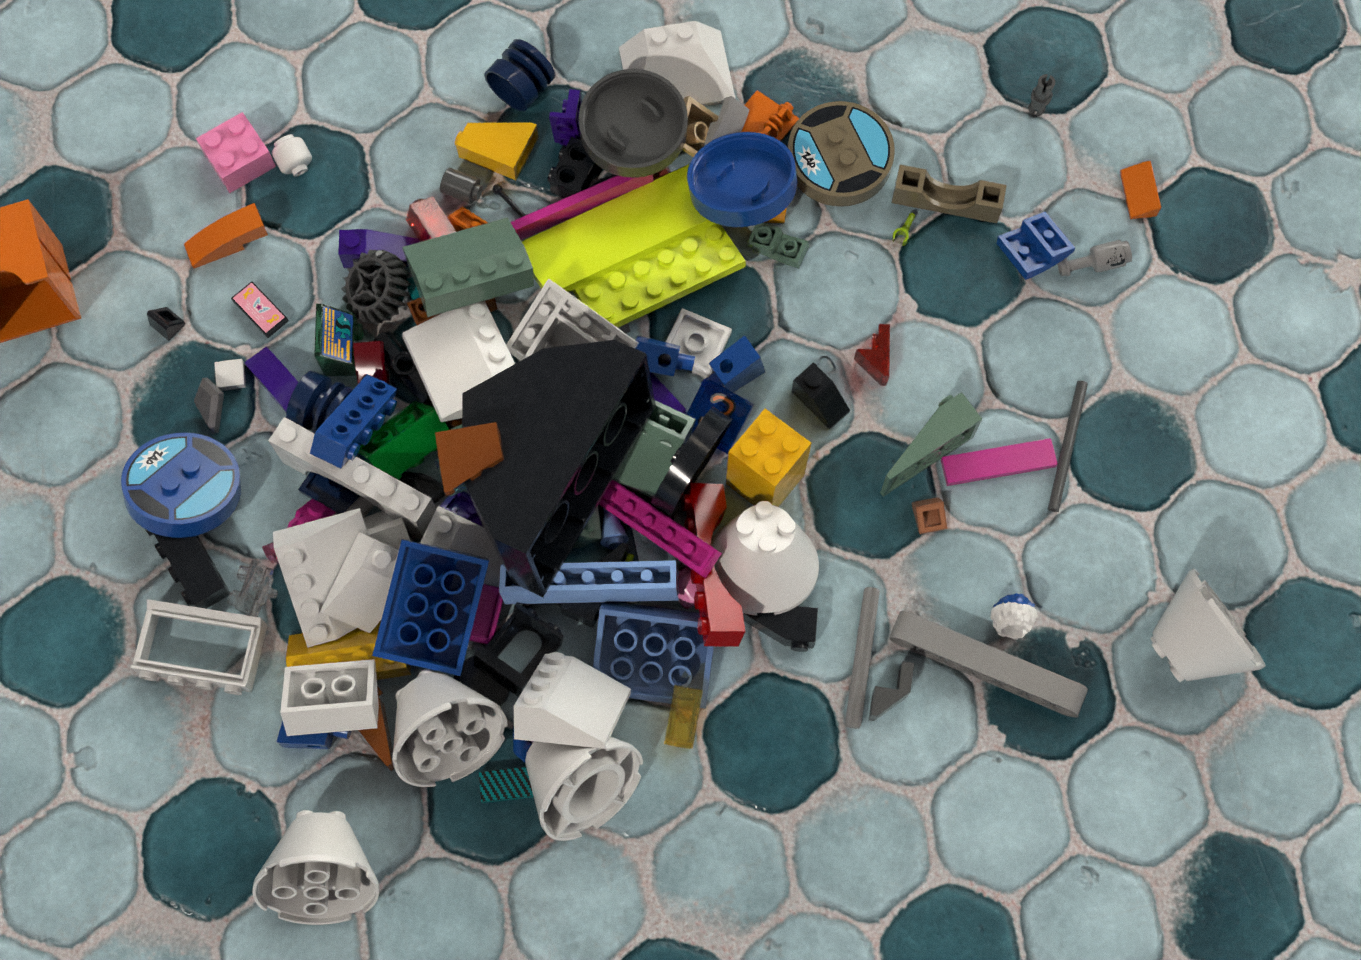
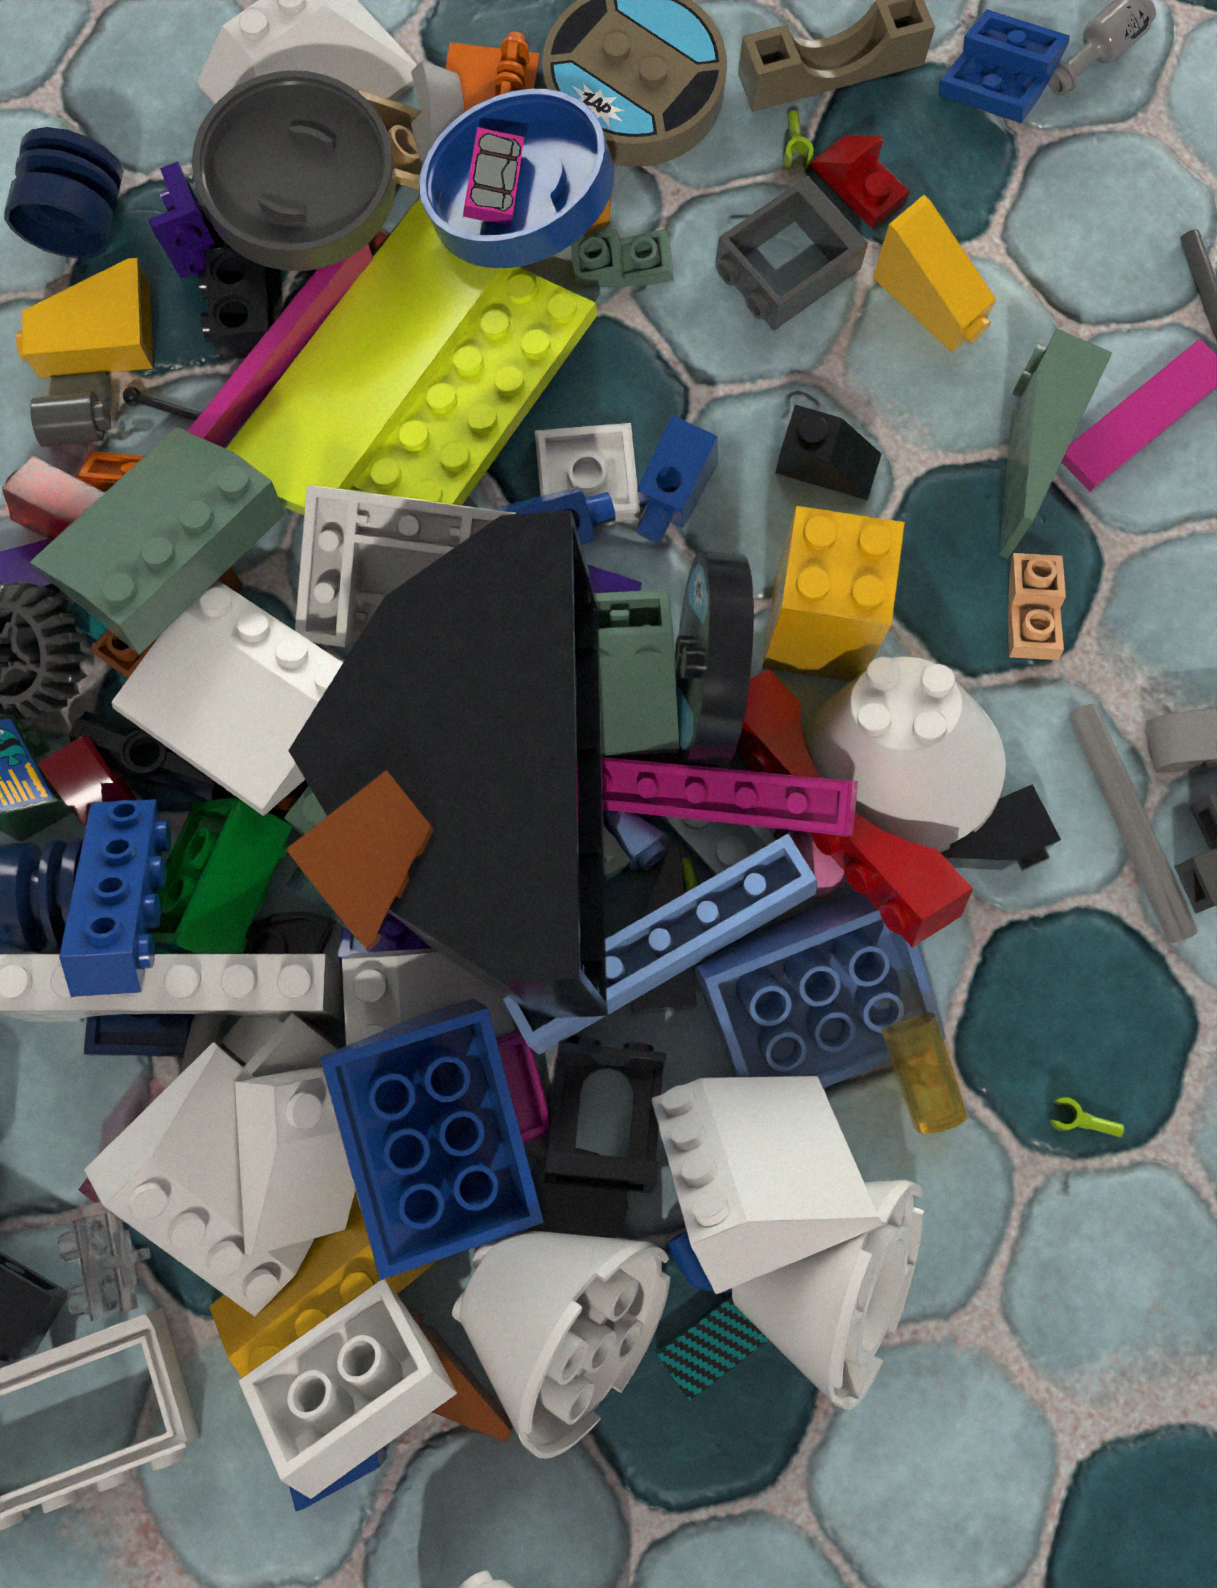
camera: 30 degrees left, 5 degrees up
(310, 512) = (132, 1088): dark pink plate -> none
(714, 395) = (675, 541): clear blue tile -> none
(730, 173) = (493, 176): none -> tile
(748, 783) = (1086, 1120): none -> lime hand
(859, 264) = (821, 223): none -> dark grey window
(877, 359) = (880, 351): clear red slope -> none
(880, 527) = (1035, 606): none -> light nougat slope
(926, 266) = (860, 179): none -> red slope
(927, 335) = (934, 276): none -> yellow slope
(929, 515) = (1094, 548): nougat slope -> none

